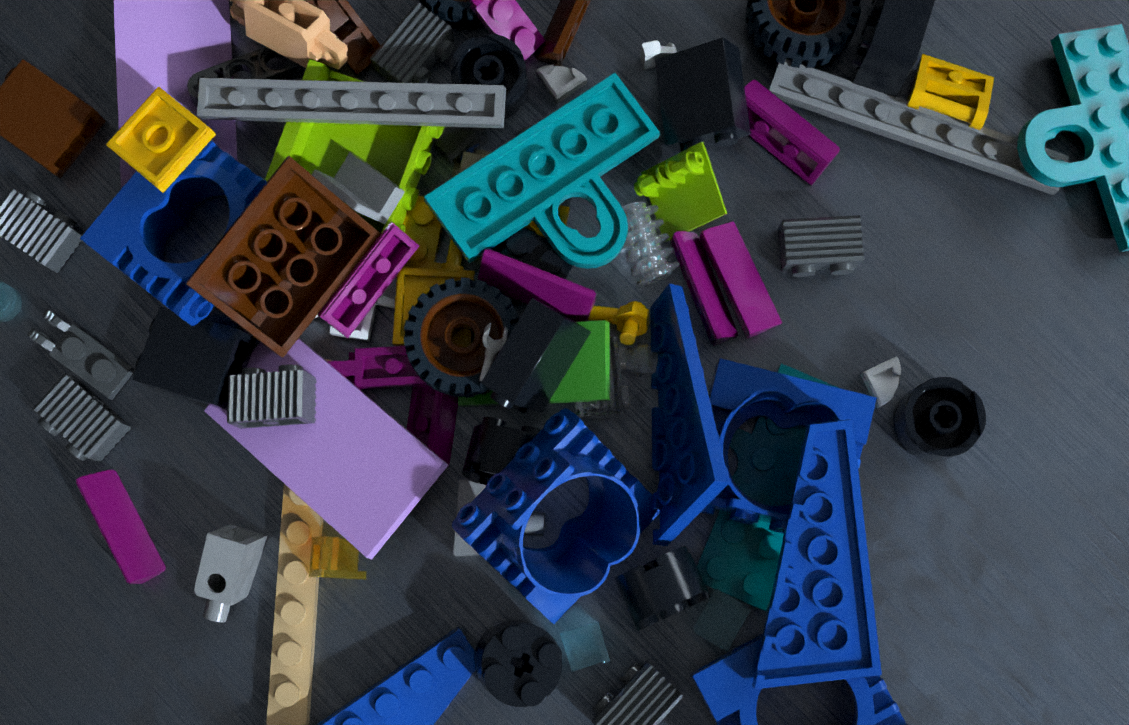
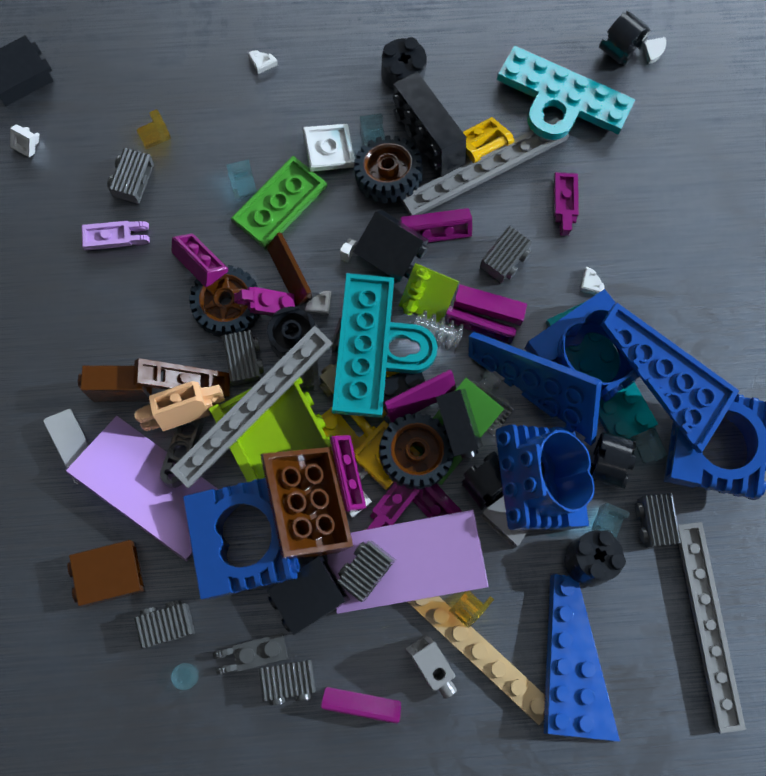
camera: 60 degrees left, 5 degrees down
(161, 139) = (188, 513): yellow plate -> none
(363, 188) = (298, 436): light grey panel -> none
(492, 348) = (437, 437): white hand -> none
(630, 319) = (468, 368): yellow piece -> none
(948, 399) = (621, 276): black brick -> none
(964, 259) = (566, 201): none -> magenta hinge

